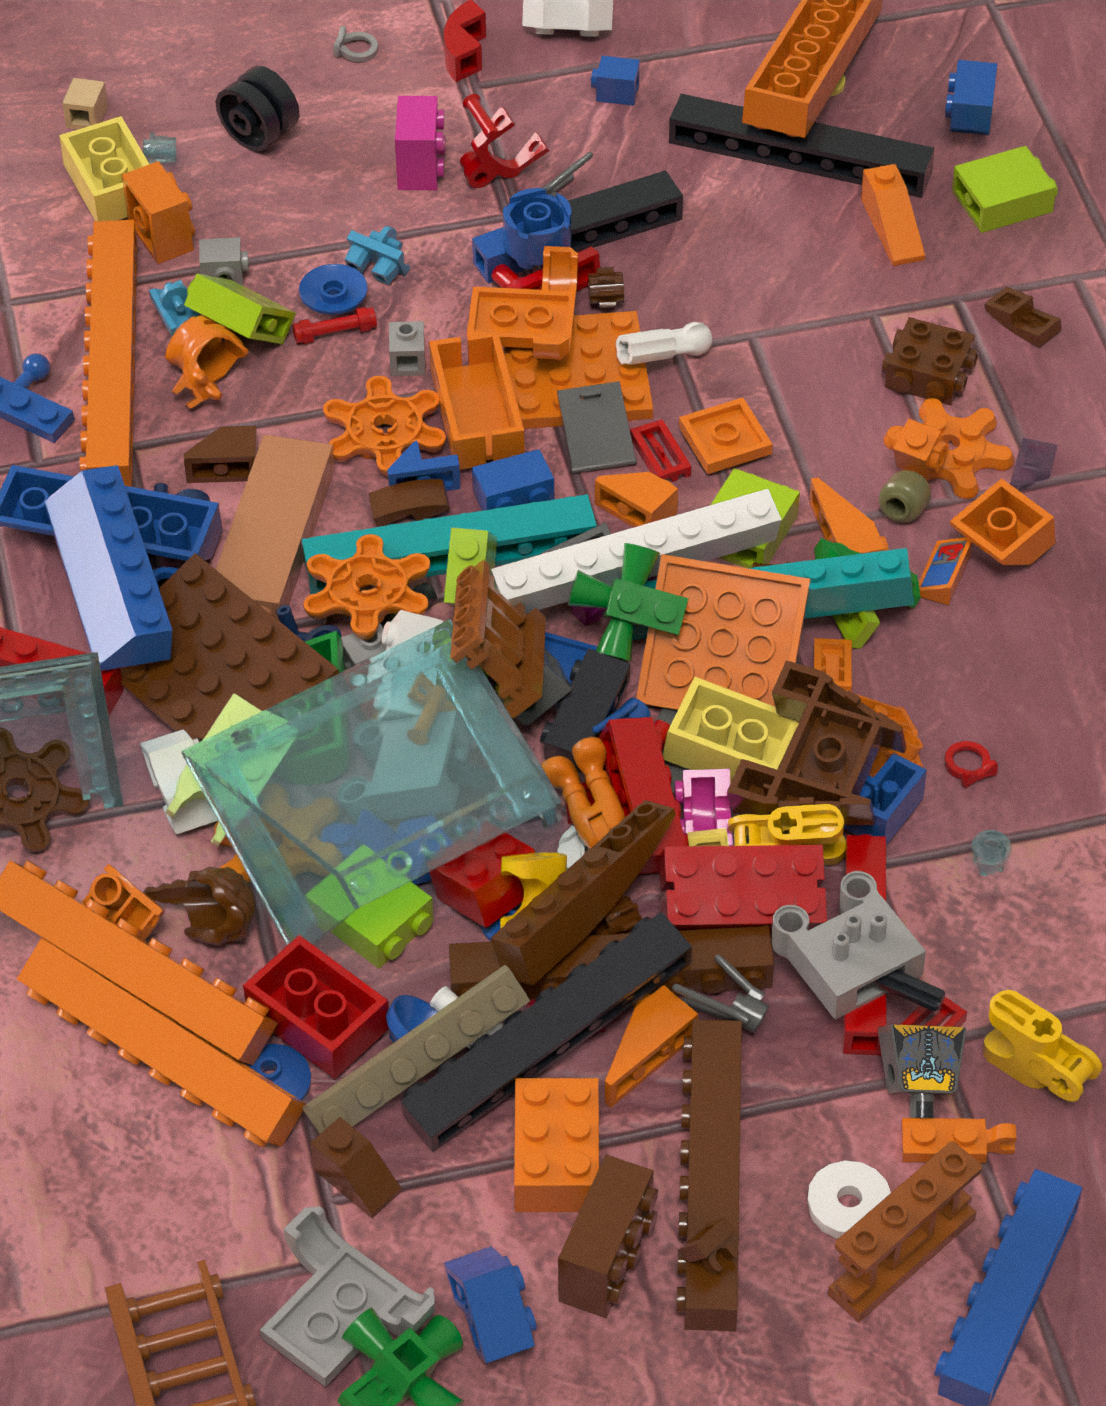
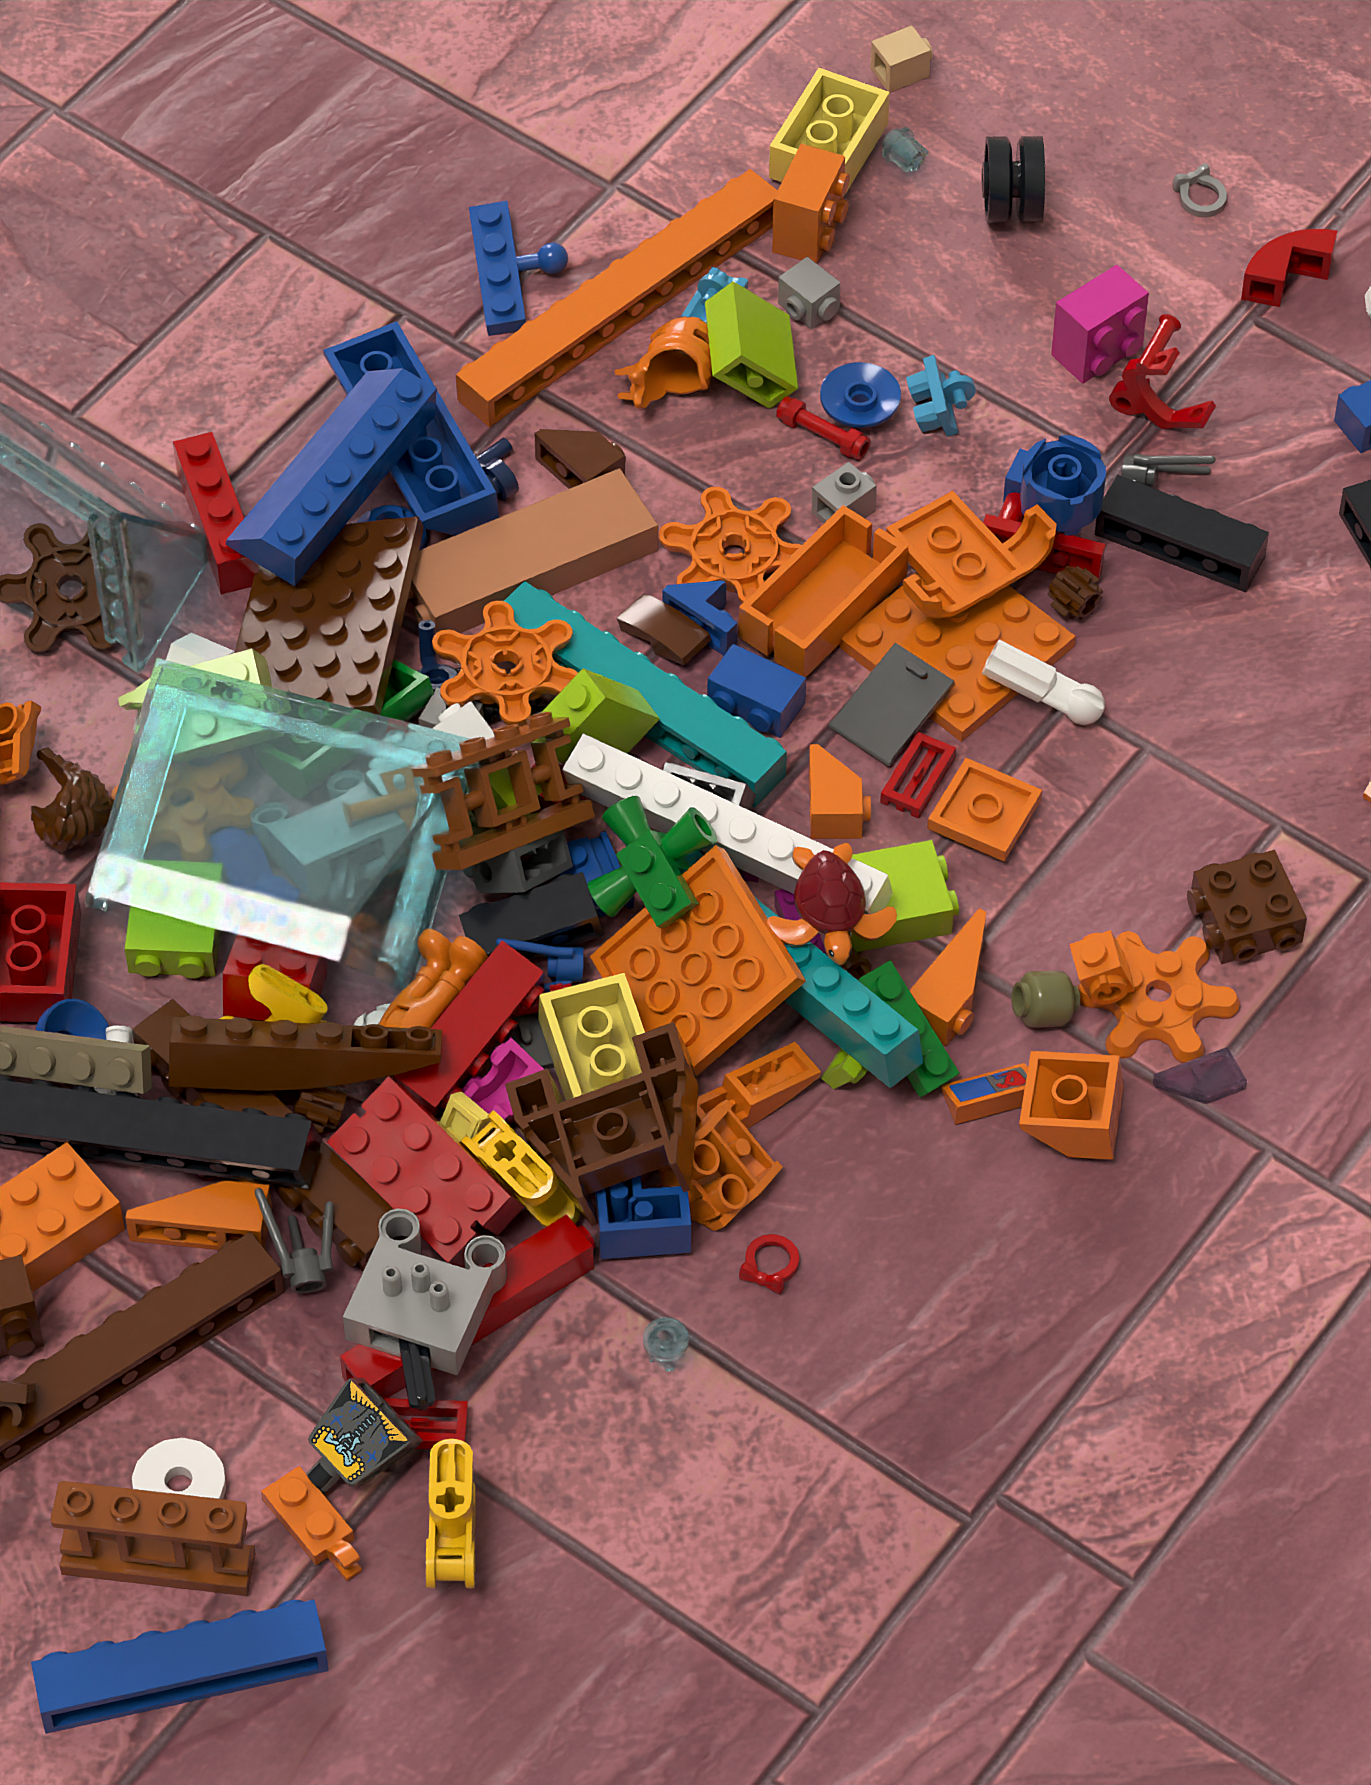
camera: 50 degrees right, 5 degrees up
(765, 529) = (831, 903): none -> animal

